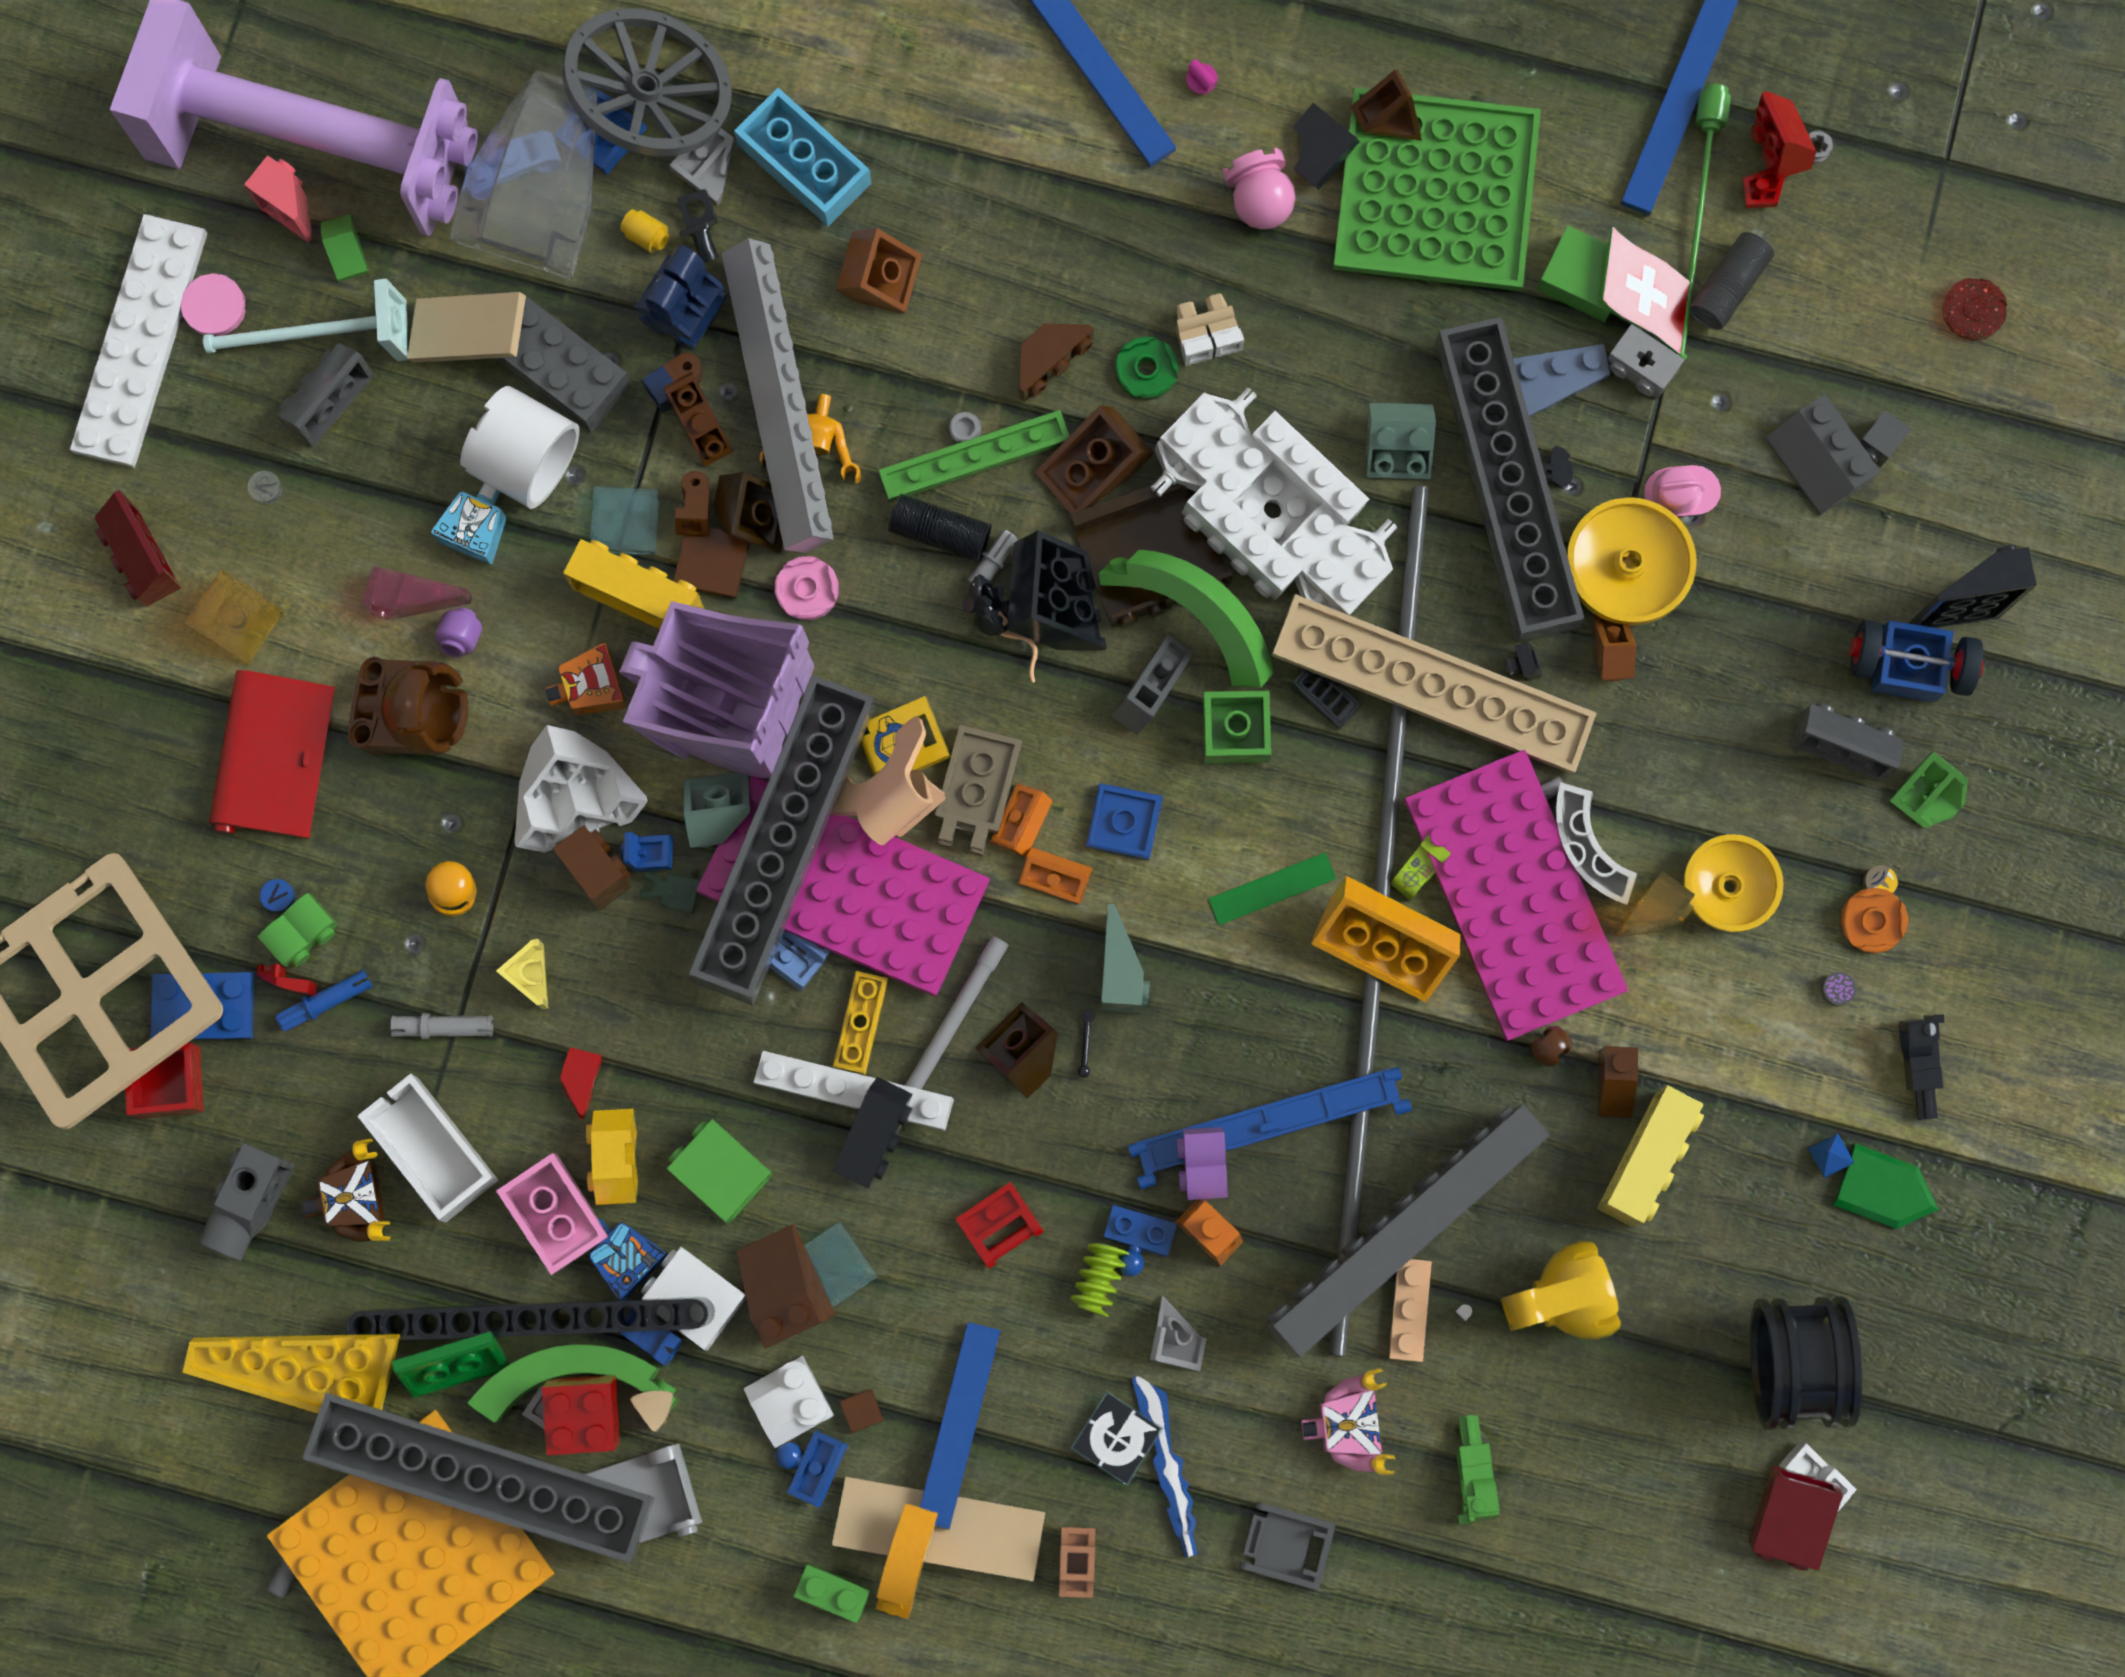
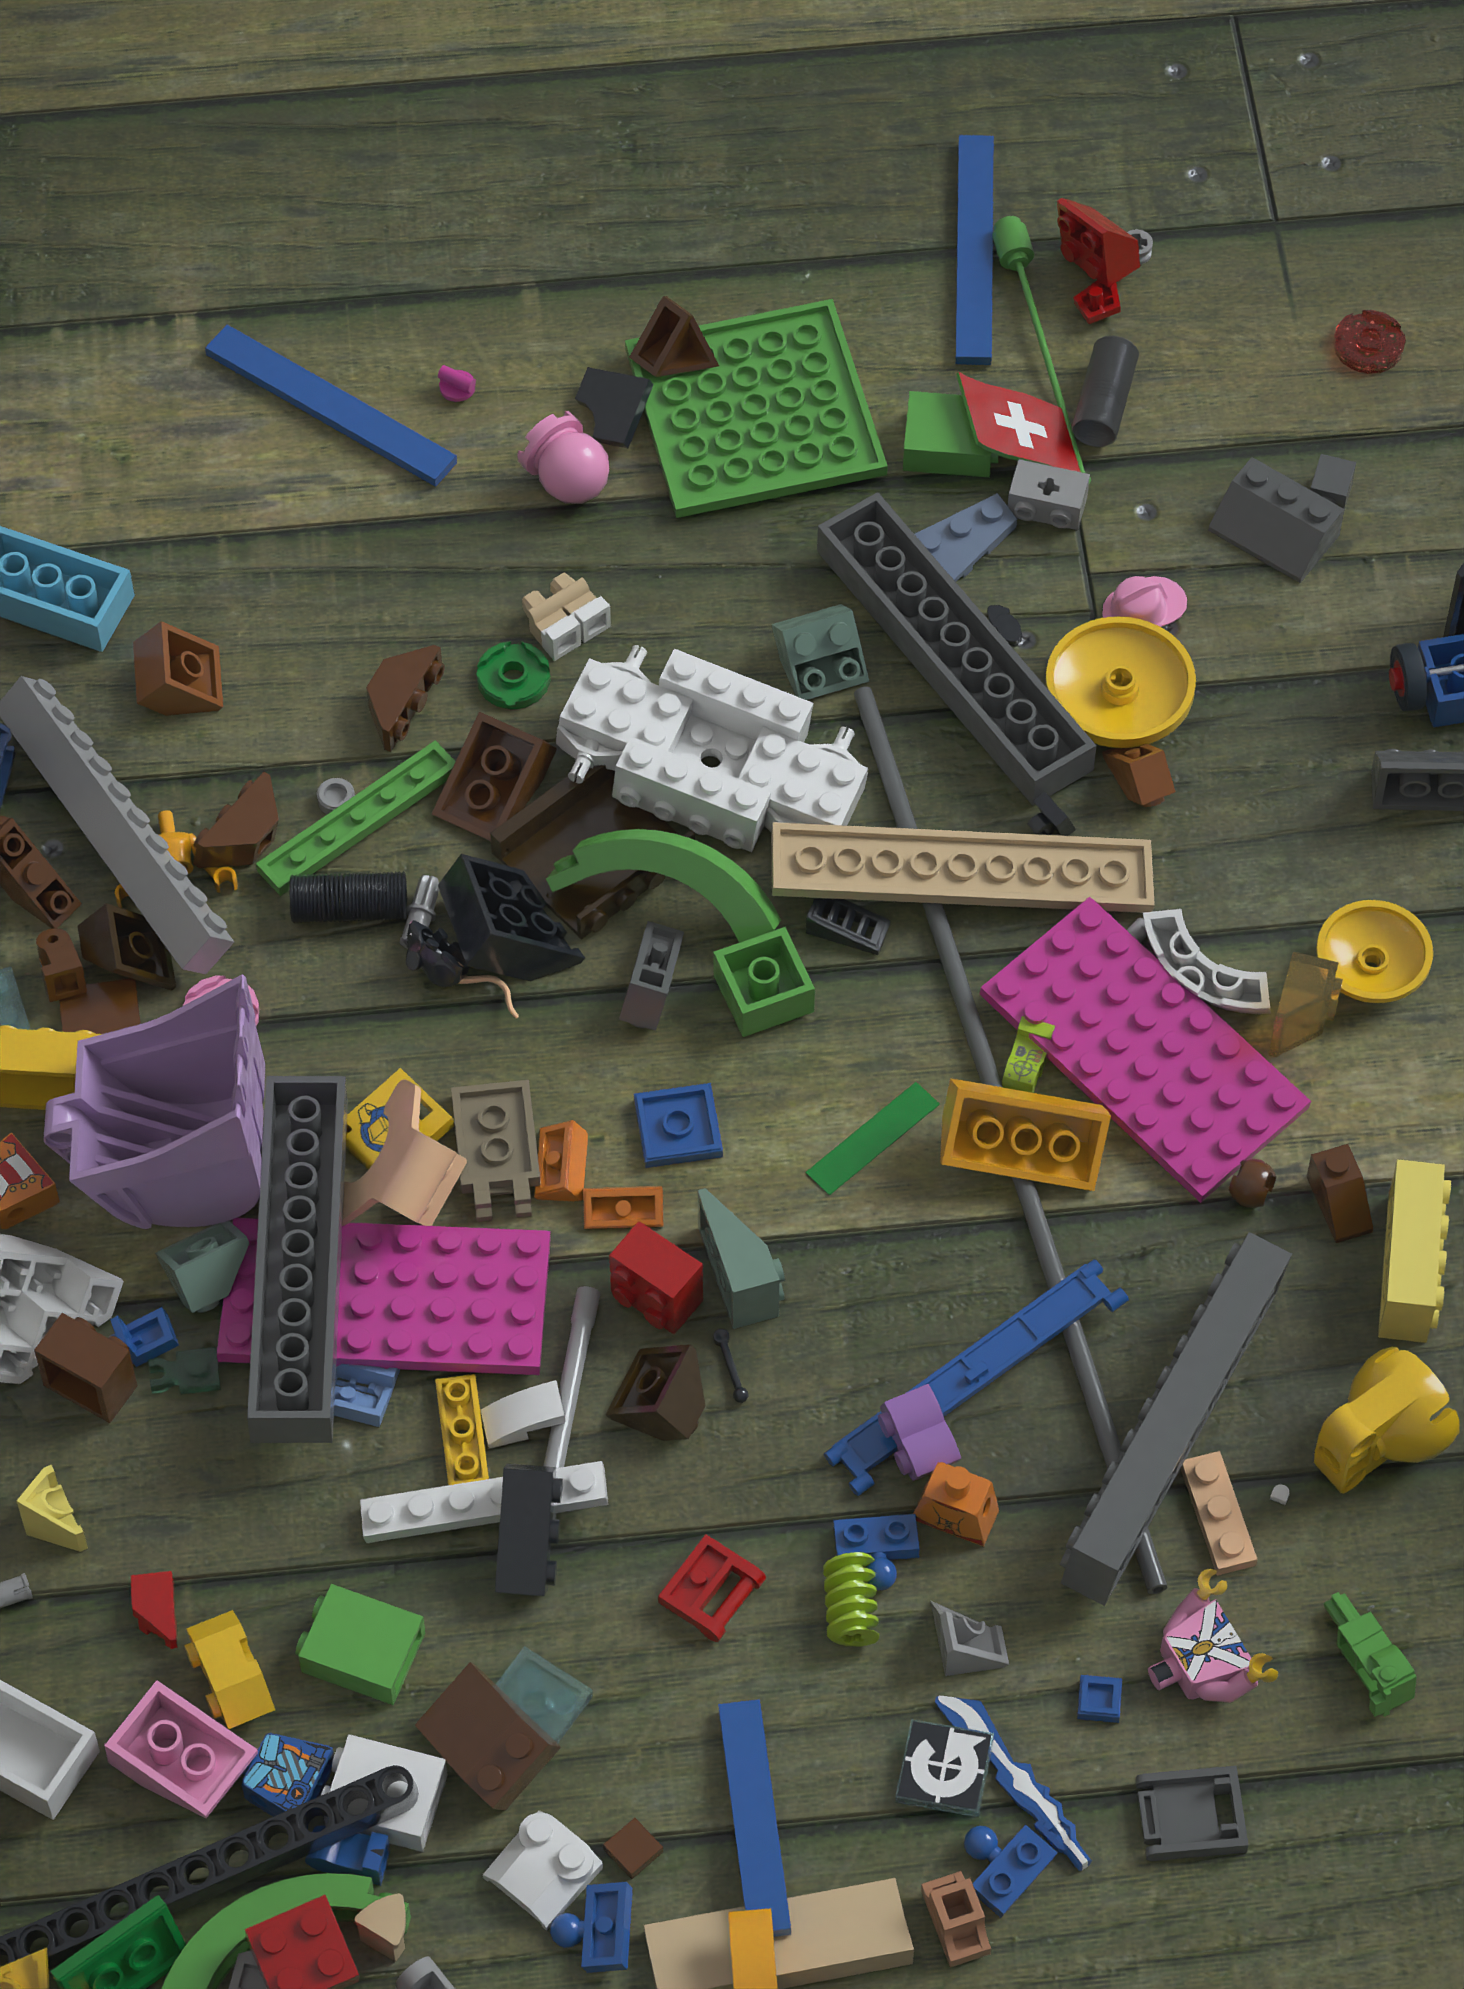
camera: 20 degrees left, 20 degrees down
(879, 434) = (241, 829): none -> reddish brown slope
(910, 1027) = (522, 1412): none -> white slope
(1052, 956) = (656, 1278): none -> red piece
(1134, 1537) = (1009, 1869): none -> blue plate
(1256, 1426) = (1099, 1698): none -> blue tile

